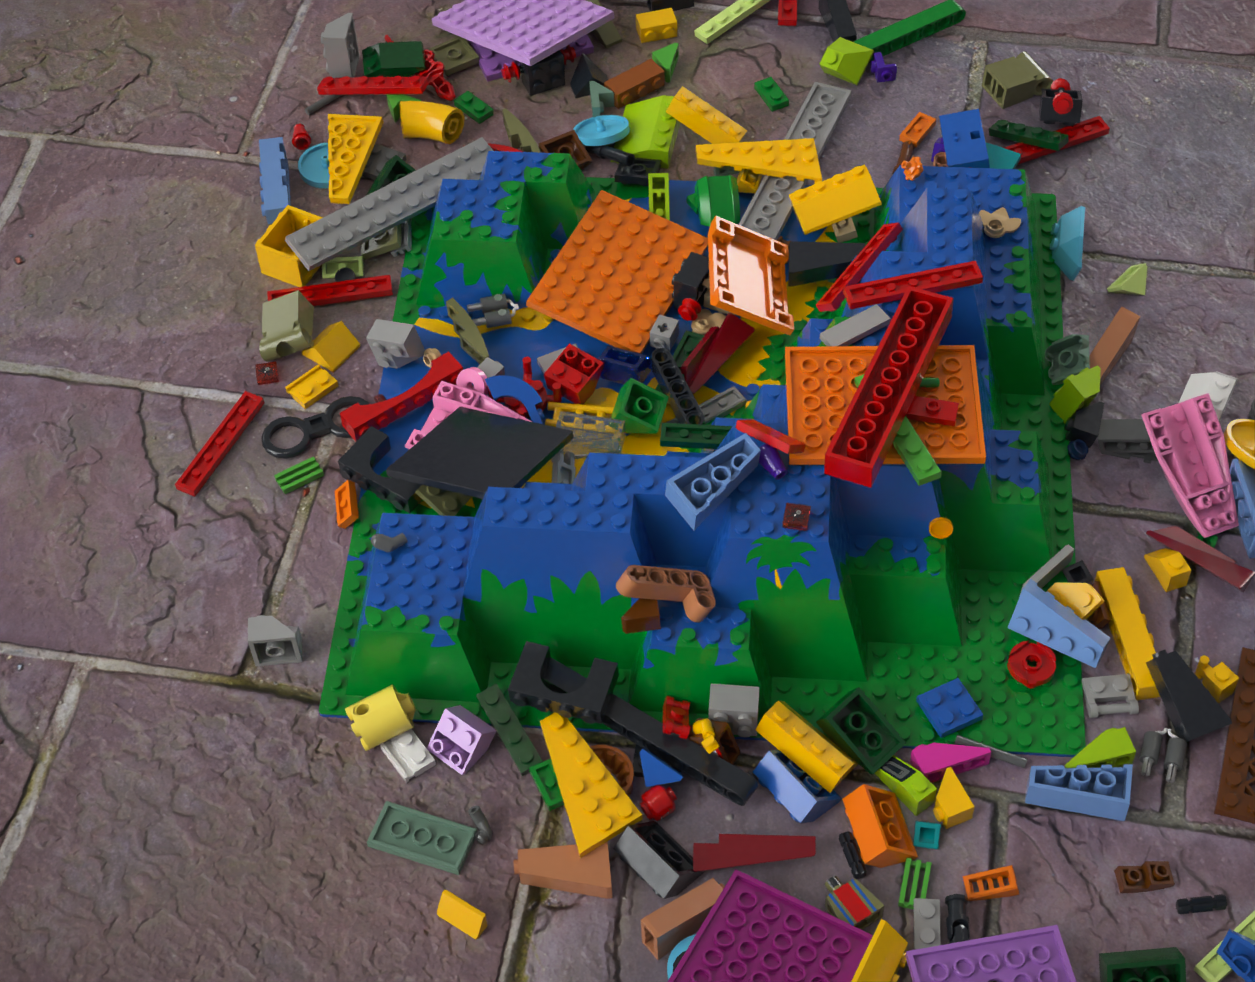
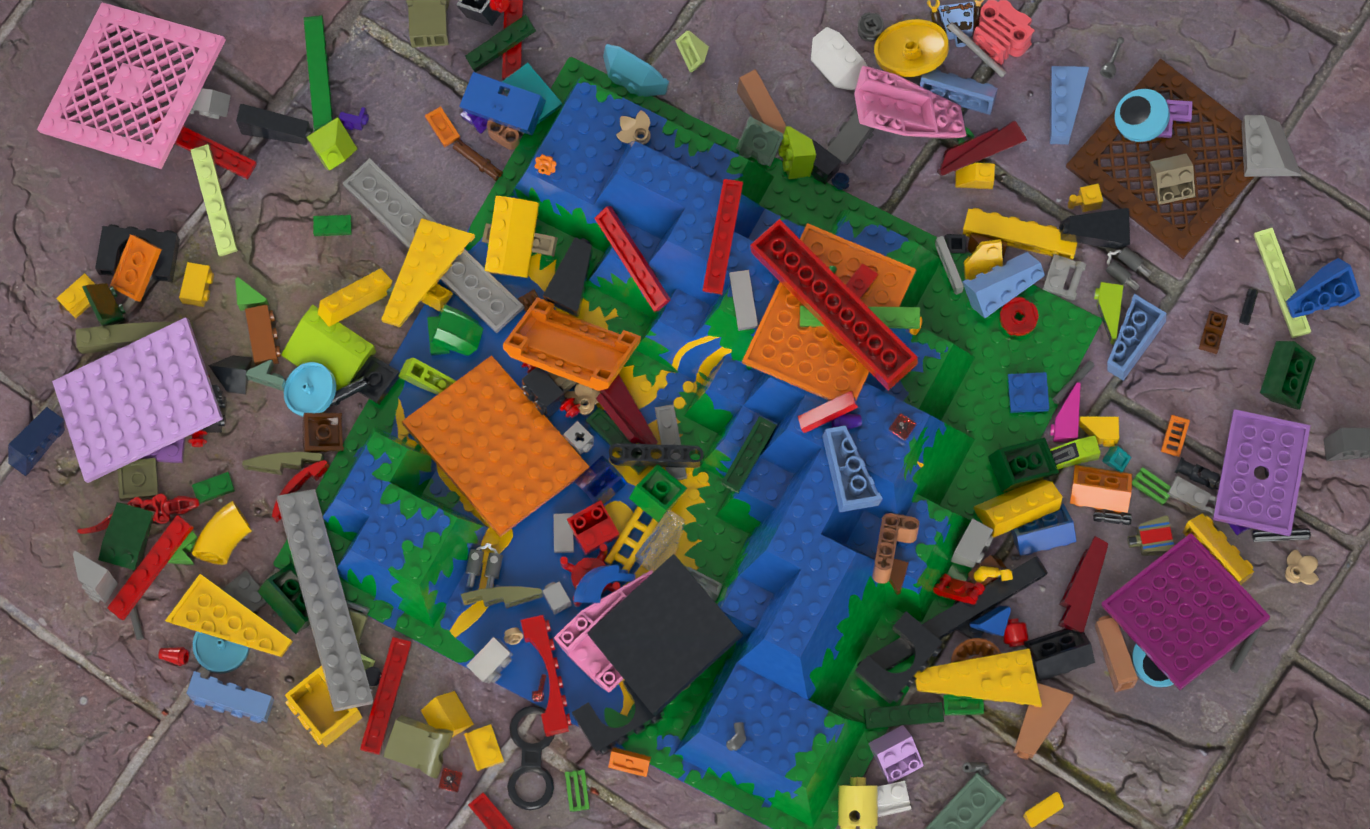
camera: 65 degrees left, 20 degrees up
(475, 376) = (562, 613): bright pink piece -> none

